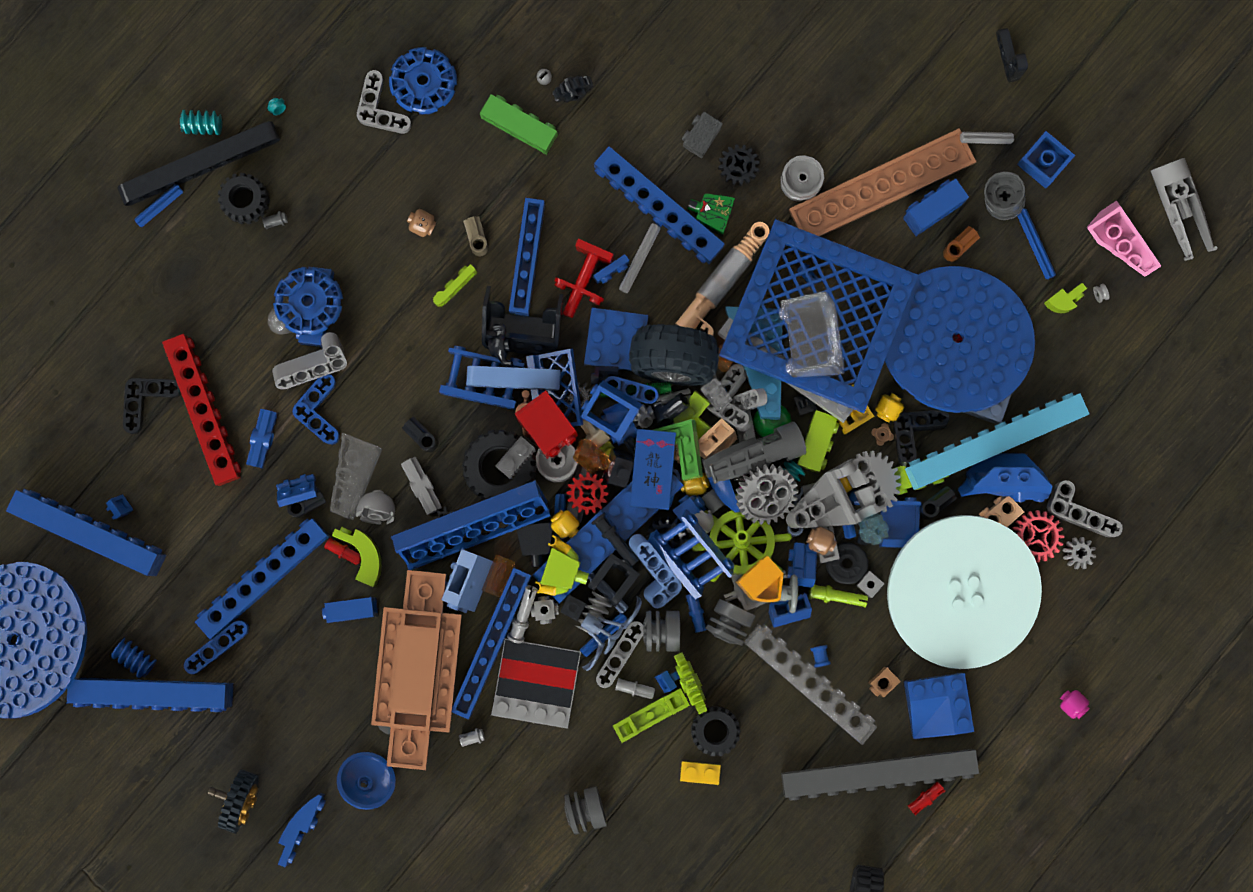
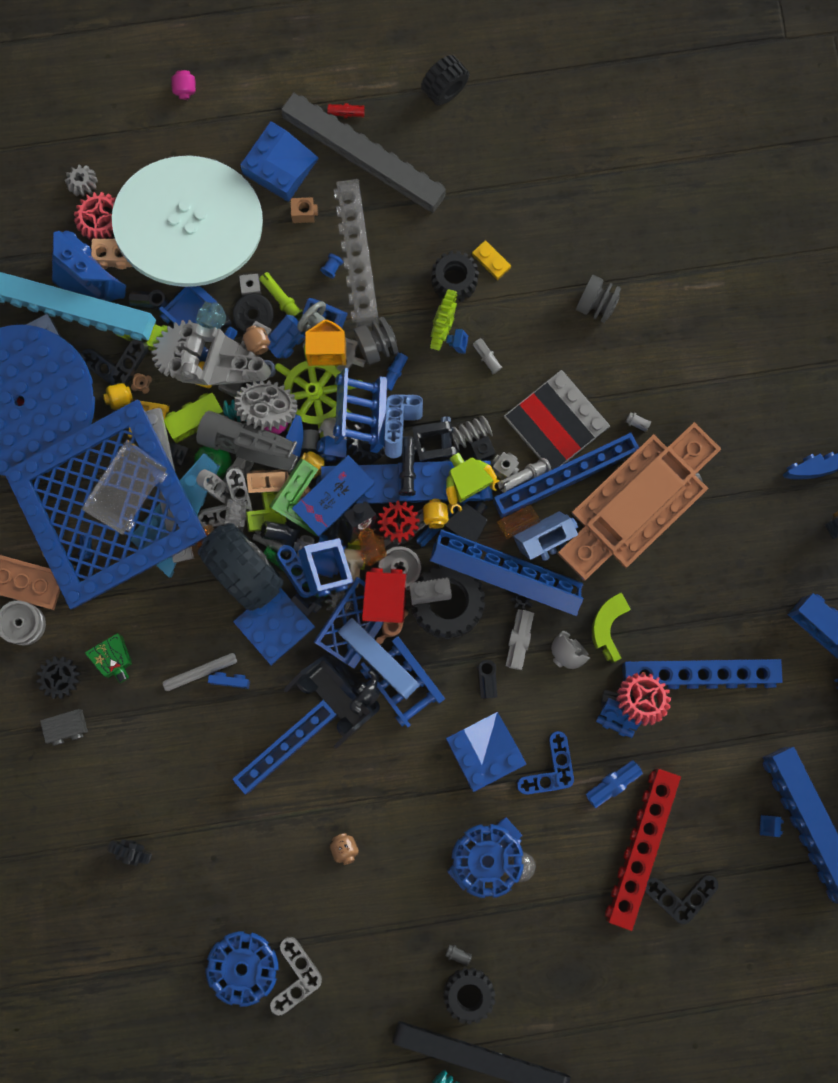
camera: 140 degrees left, 5 degrees down
(156, 207) = (542, 1052): blue axle -> none
(217, 648) = (779, 651): blue beam -> none
(276, 106) = (377, 1052): teal plate -> none
(281, 515) = (651, 712): none -> coral gear
(312, 365) = (526, 807): light grey beam -> none
(343, 551) = (621, 641): red axle -> none
(350, 610) = (653, 589): blue window -> none
(353, 474) = (566, 692): clear wedge -> none
(367, 769) = (734, 447): blue dish -> none
(377, 380) = (485, 751): none -> blue slope
(454, 286) = (362, 775): lime hinge -> none
(475, 235) = (309, 802): dark tan piece -> none
(519, 124) = (197, 862): bright green brick -> none
(546, 79) = (143, 881): light grey hinge -> none
(590, 646) = (470, 414): blue axle -> none
(594, 255) = (232, 703): red piece -> none
(594, 626) = (478, 419): sand blue plant -> none
(612, 159) = (134, 632): blue brick -> none
(617, 652) = (475, 387): light grey beam -> none
(650, 715) = (492, 328): lime slope -> none
(662, 631) = (427, 373): dark grey wheel -> none
(722, 278) = (154, 598): piece -> none
(1084, 513) = (52, 202): light grey beam -> none

